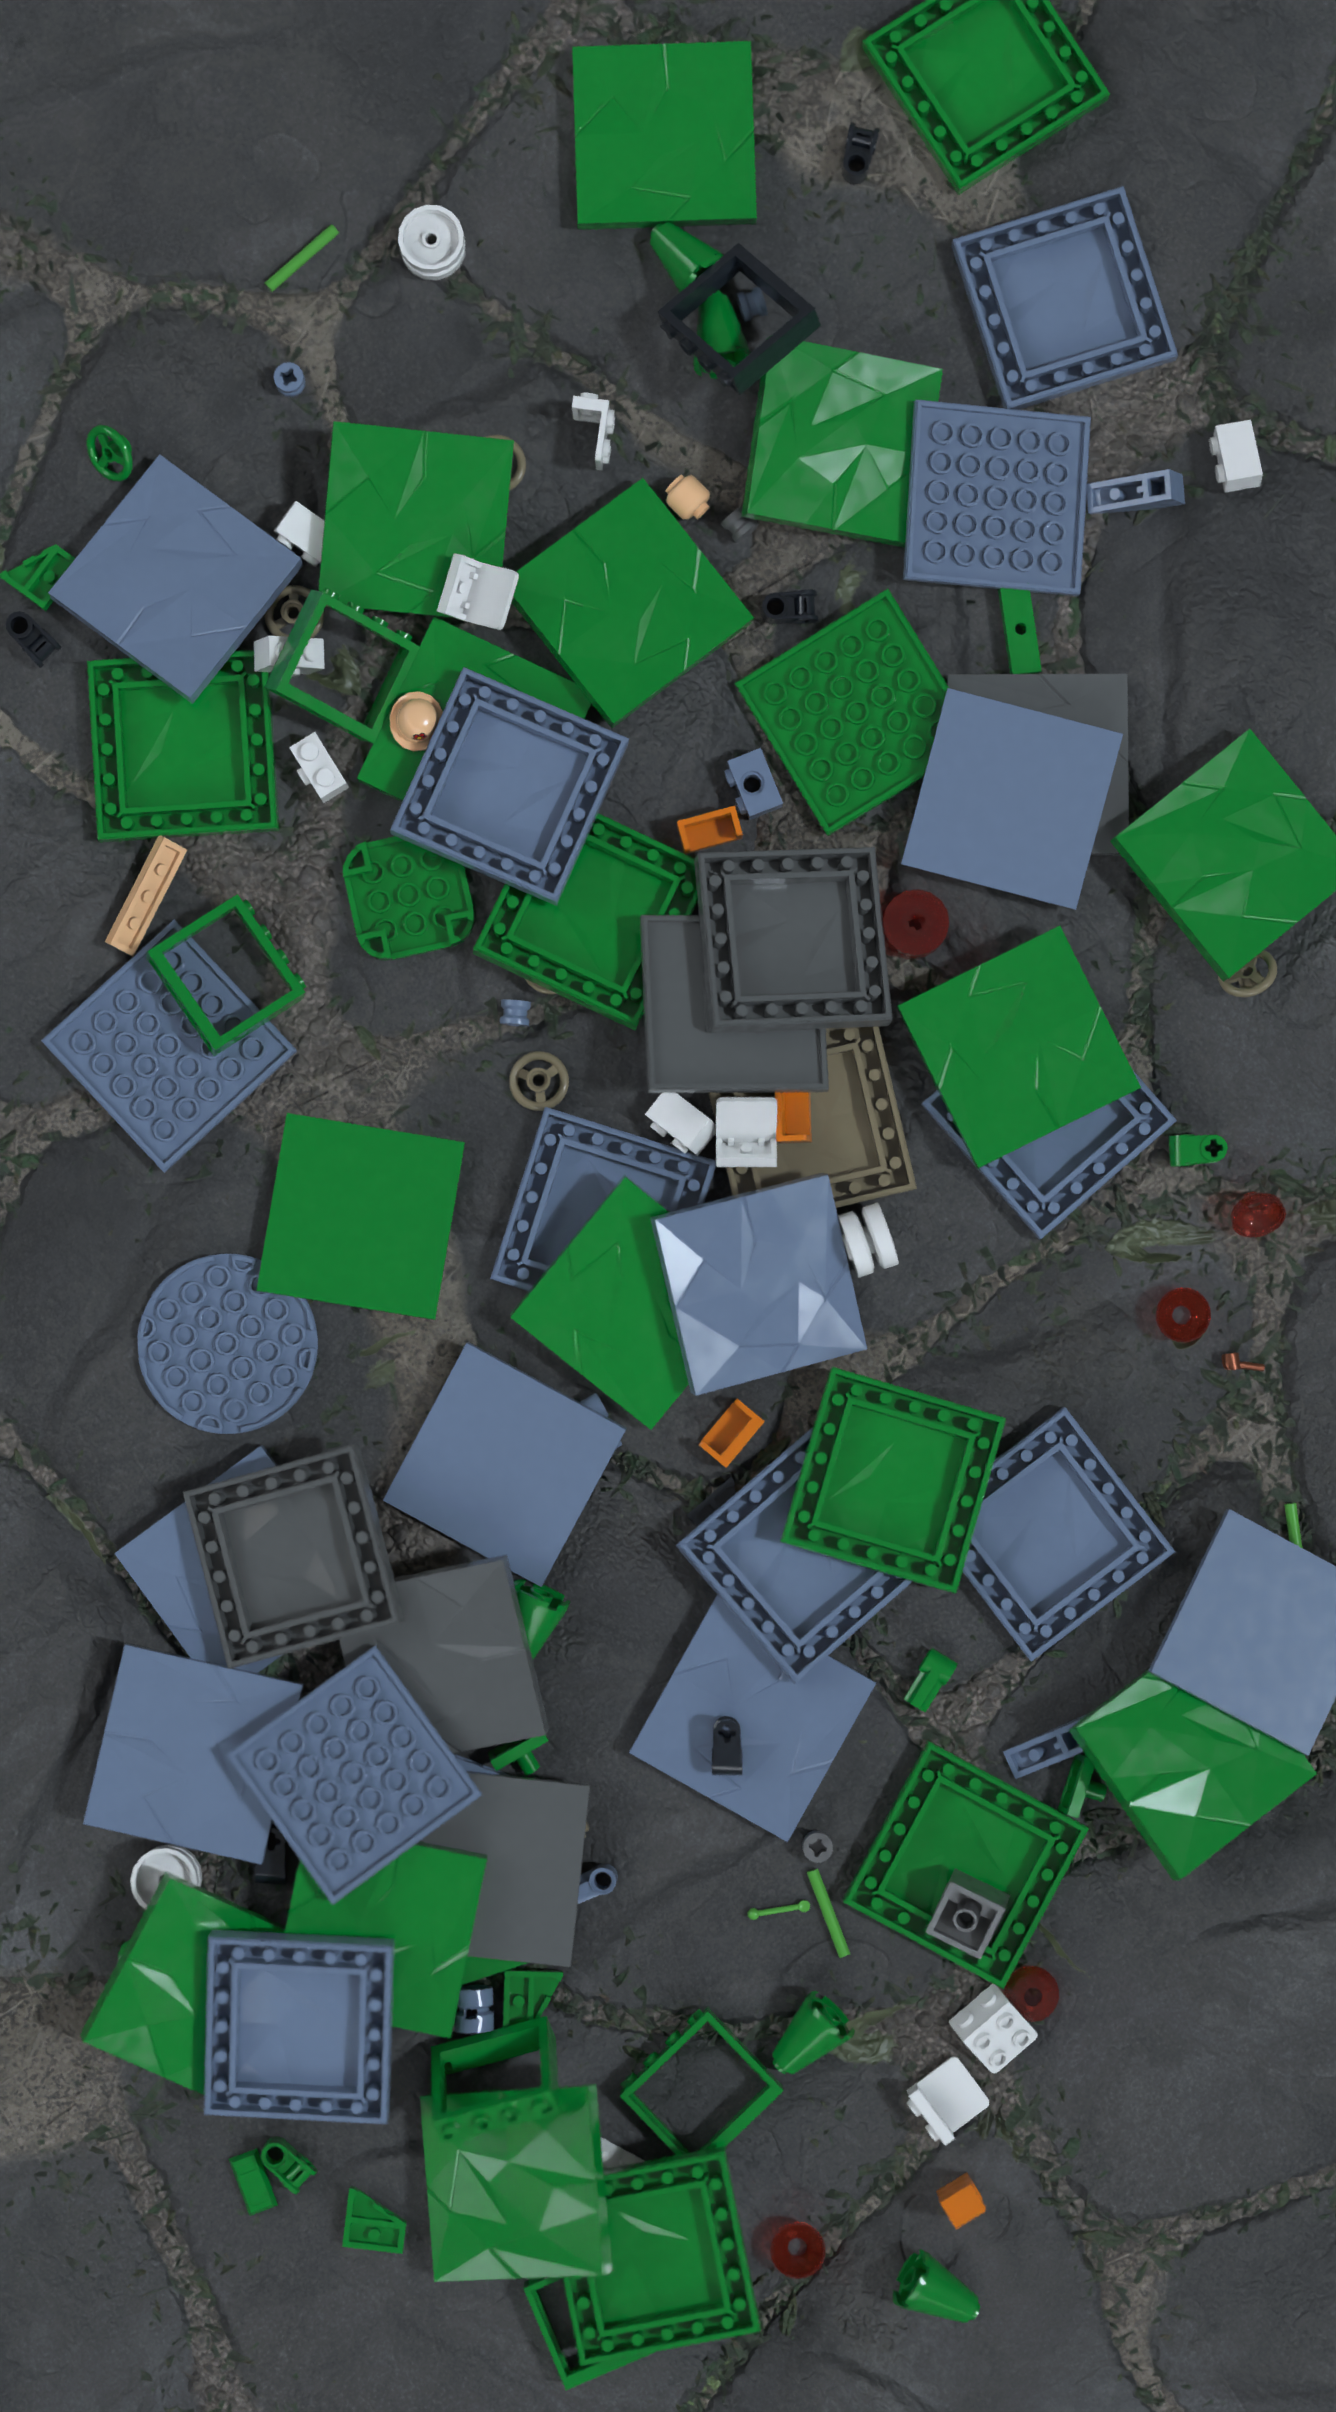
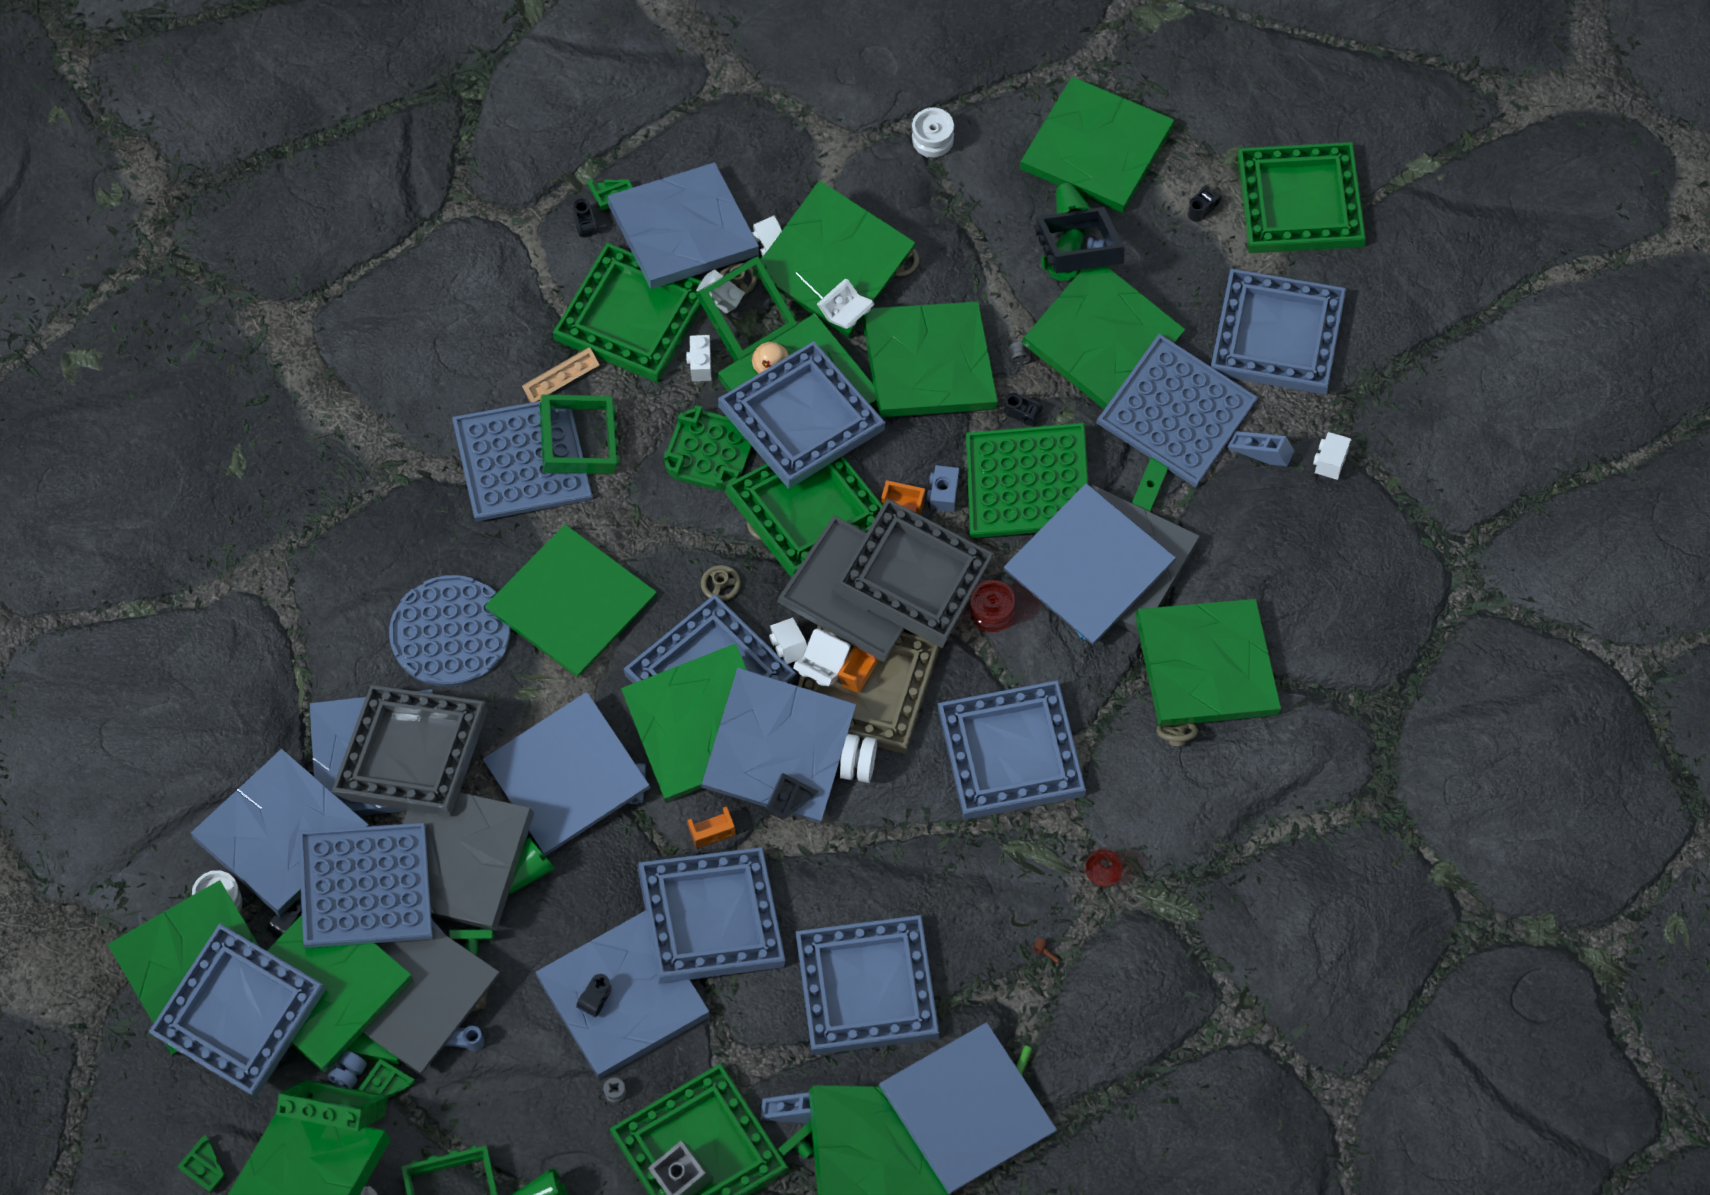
camera: 30 degrees right, 25 degrees down
(113, 449) = (691, 150): green piece -> none
(253, 2182) = (150, 1104): green tile -> none
(289, 2165) = (177, 1104): green piece -> none
(290, 385) = (808, 167): sand blue wheel -> none
(301, 258) = (856, 110): bright green bar -> none
(515, 1013) = (729, 538): sand blue wheel -> none
(591, 409) = (970, 255): white bracket -> none
(688, 497) = (998, 324): light nougat head -> none
(803, 1906) = (584, 1123): bright green hinge -> none
(813, 1349) = (788, 796): none -> black wing
(828, 1913) = (598, 1127): bright green bar -> none
(893, 1480) = (790, 897): green tile -> none
(933, 1673) = (748, 1027): green piece -> none
(1018, 1047) = (1013, 698): green tile -> none
(1190, 1149) = (1088, 814): green piece -> none
(1199, 1315) = (1021, 892): clear red piece -> none

